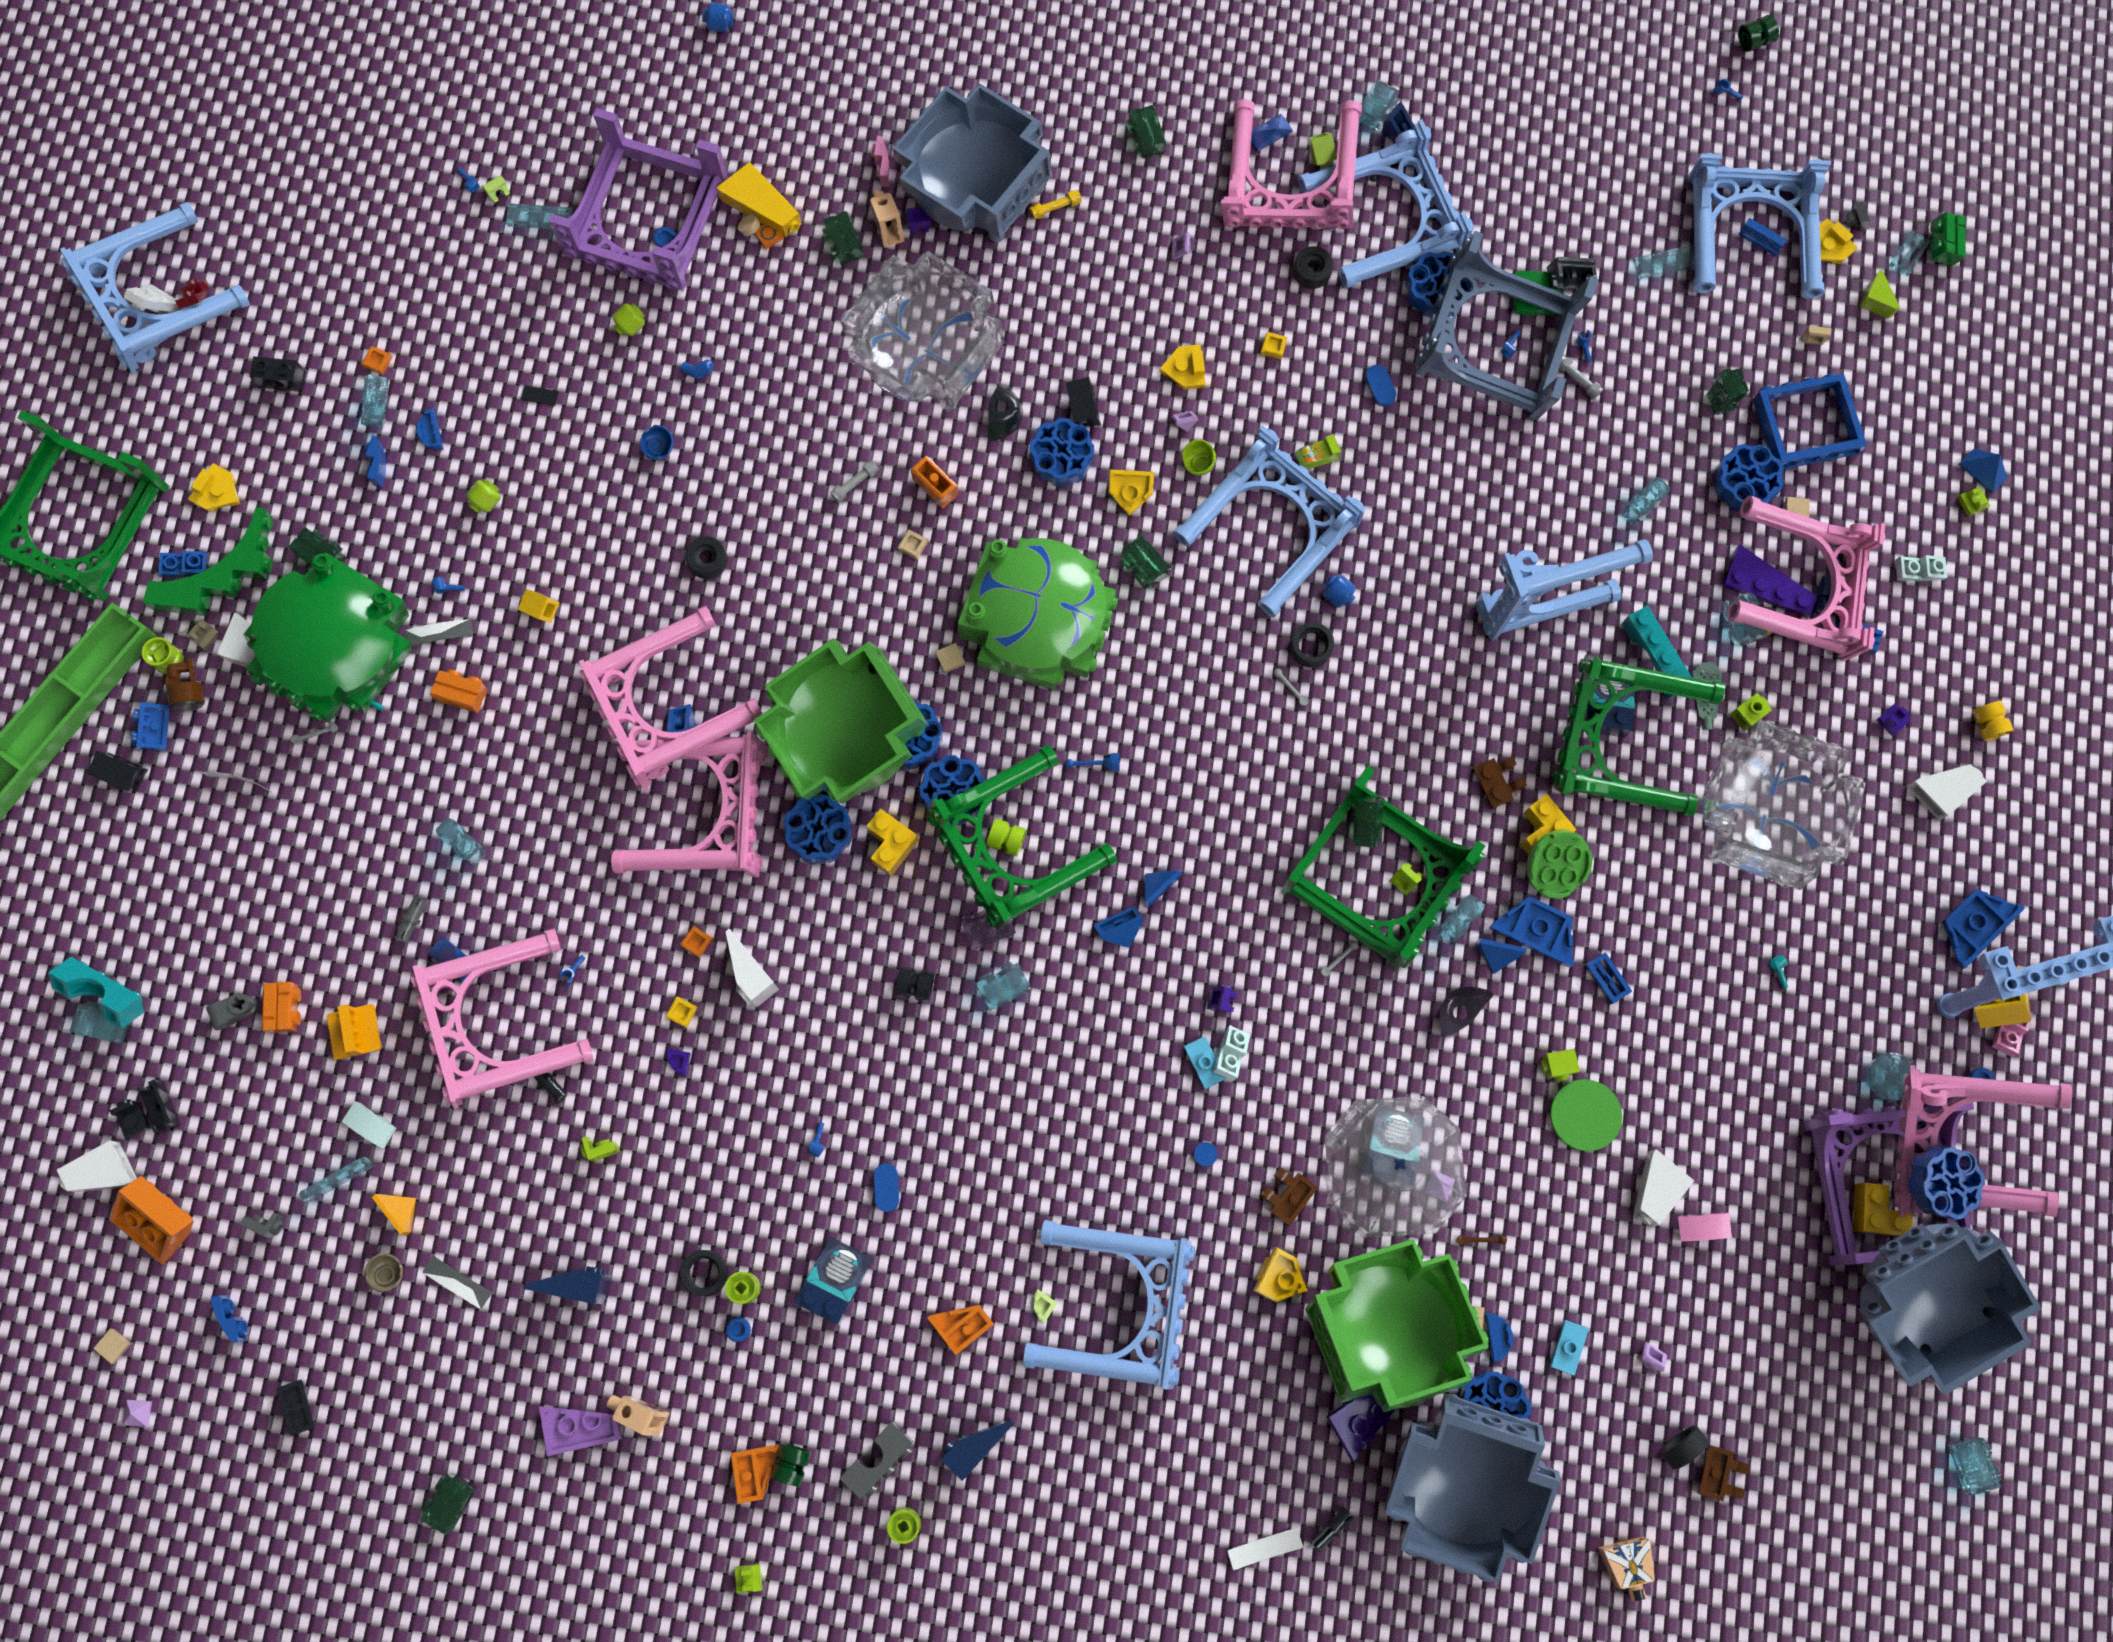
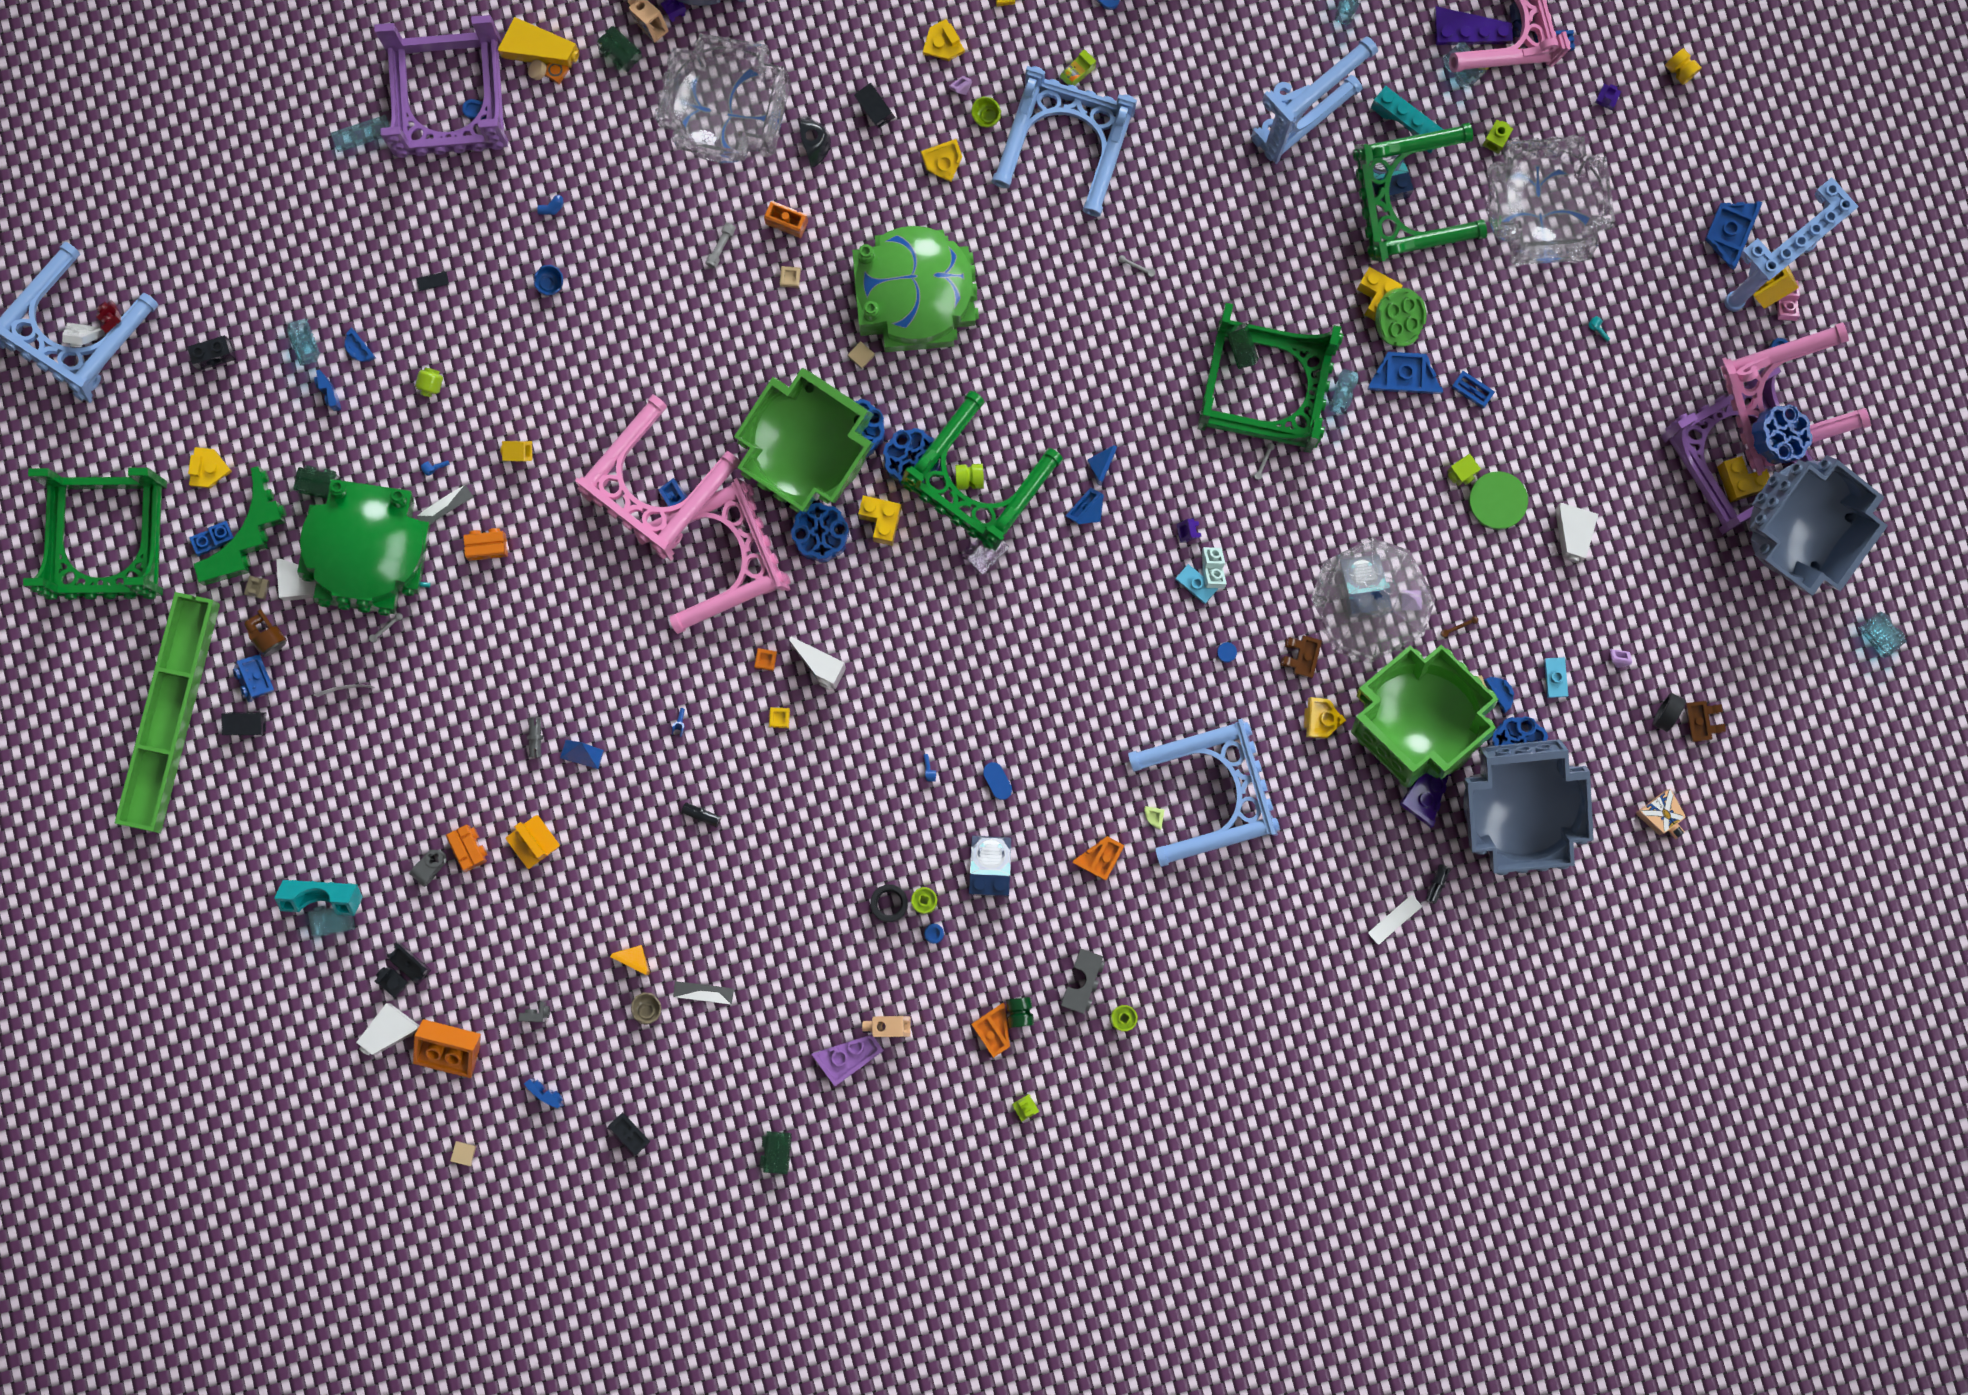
camera: 25 degrees left, 5 degrees up
(137, 1413) = (507, 1193): lavender slope -> none
(161, 653) = (233, 617): lime wheel -> none
(336, 1179) = (575, 956): clear light blue tile -> none
(368, 1124) = (579, 905): light aqua slope -> none
(377, 360) = (286, 308): orange tile -> none
(461, 842) = (540, 660): clear light blue brick -> none
(471, 183) = (291, 130): blue hand -> none
(493, 186) = (312, 122): lime tile -> none
(505, 1072) = (668, 819): bright pink arch -> none
(580, 1285) = (800, 952): dark blue slope -> none
(602, 1150) = (769, 846): lime bracket -> none
(628, 319) = (476, 189): lime head -> none
(678, 1060) = (794, 755): dark purple tile -> none
(706, 545) = (631, 345): black tyre -> none
(915, 984) = (956, 617): black wheel -> none
(969, 1450) = (1148, 944): dark blue slope -> none
(1003, 986) = (1018, 591): clear light blue brick -> none
(1046, 452) = (887, 148): blue connector -> none
(1111, 762) = (1023, 384): blue hinge -> none
(1145, 562) = (980, 214): clear green brick -> none
(1320, 630) = (1139, 211): black tyre -> none
(1339, 591) = (1142, 174): blue head -> none
(1405, 879) = (1289, 378): lime tile -> none
(1471, 998) = (1376, 449): clear purple piece -> none
(1493, 783) = (1324, 276): reddish brown plate -> none
(1498, 954) = (1382, 406): blue slope -> none
(1705, 1227) = (1619, 545): bright pink slope -> none
(1707, 668) = (1451, 116): sand green piece -> none
(1886, 1075) = (1708, 374): clear light blue tile -> none
(1947, 790) = (1669, 135): white slope -> none

